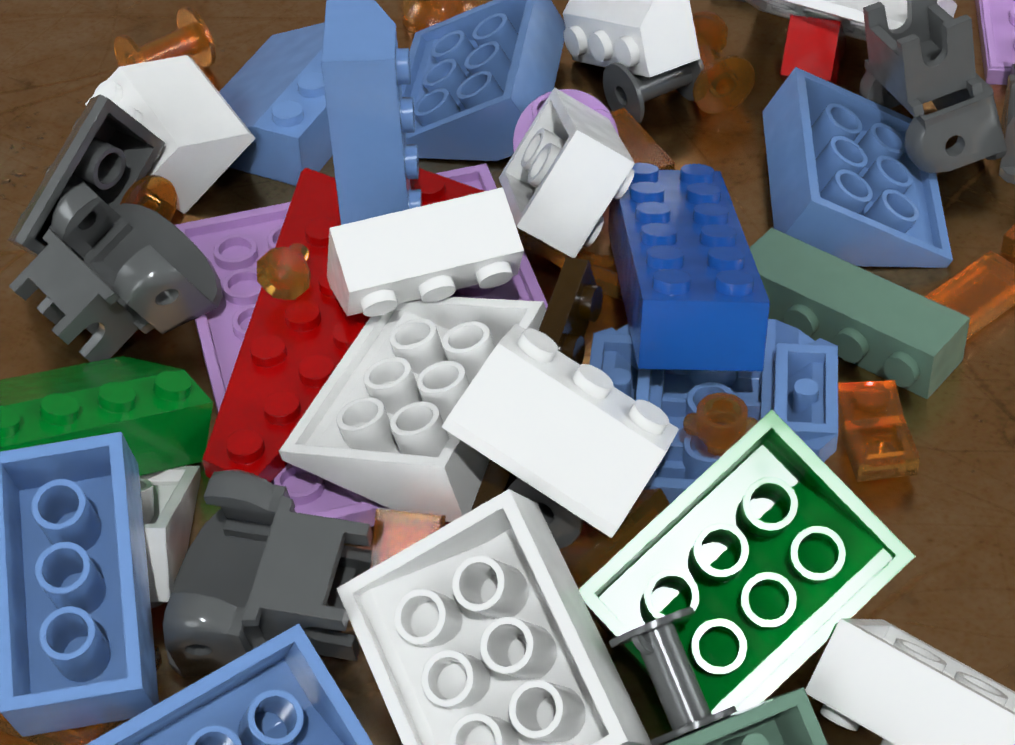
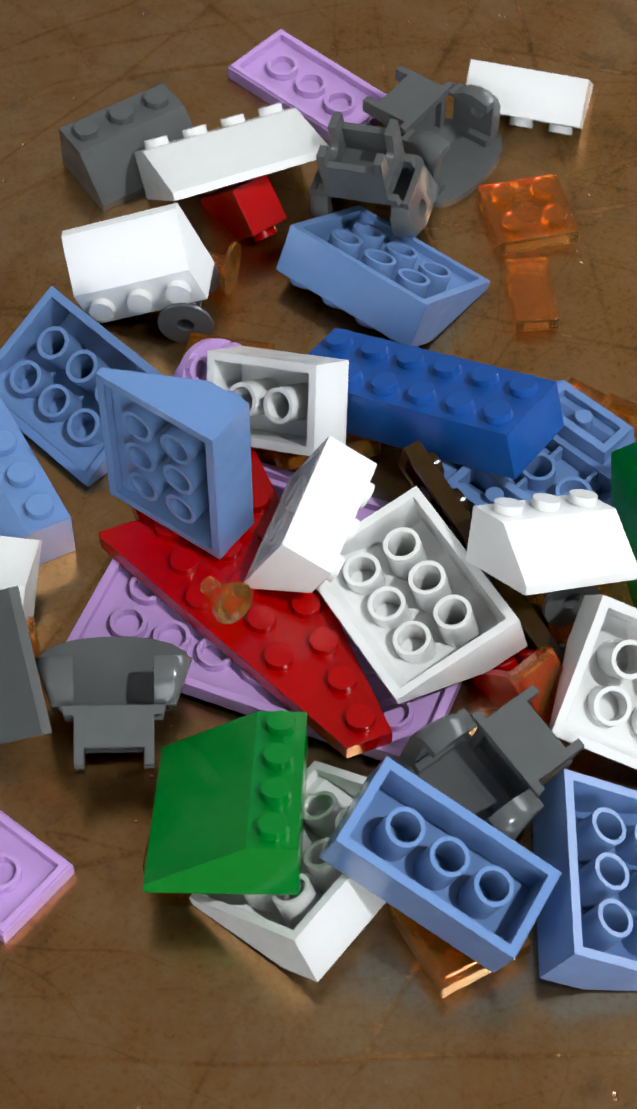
camera: 55 degrees left, 10 degrees up
(719, 422) = (576, 464): clear orange plate -> none
(862, 313) = (538, 345): sand green brick -> none

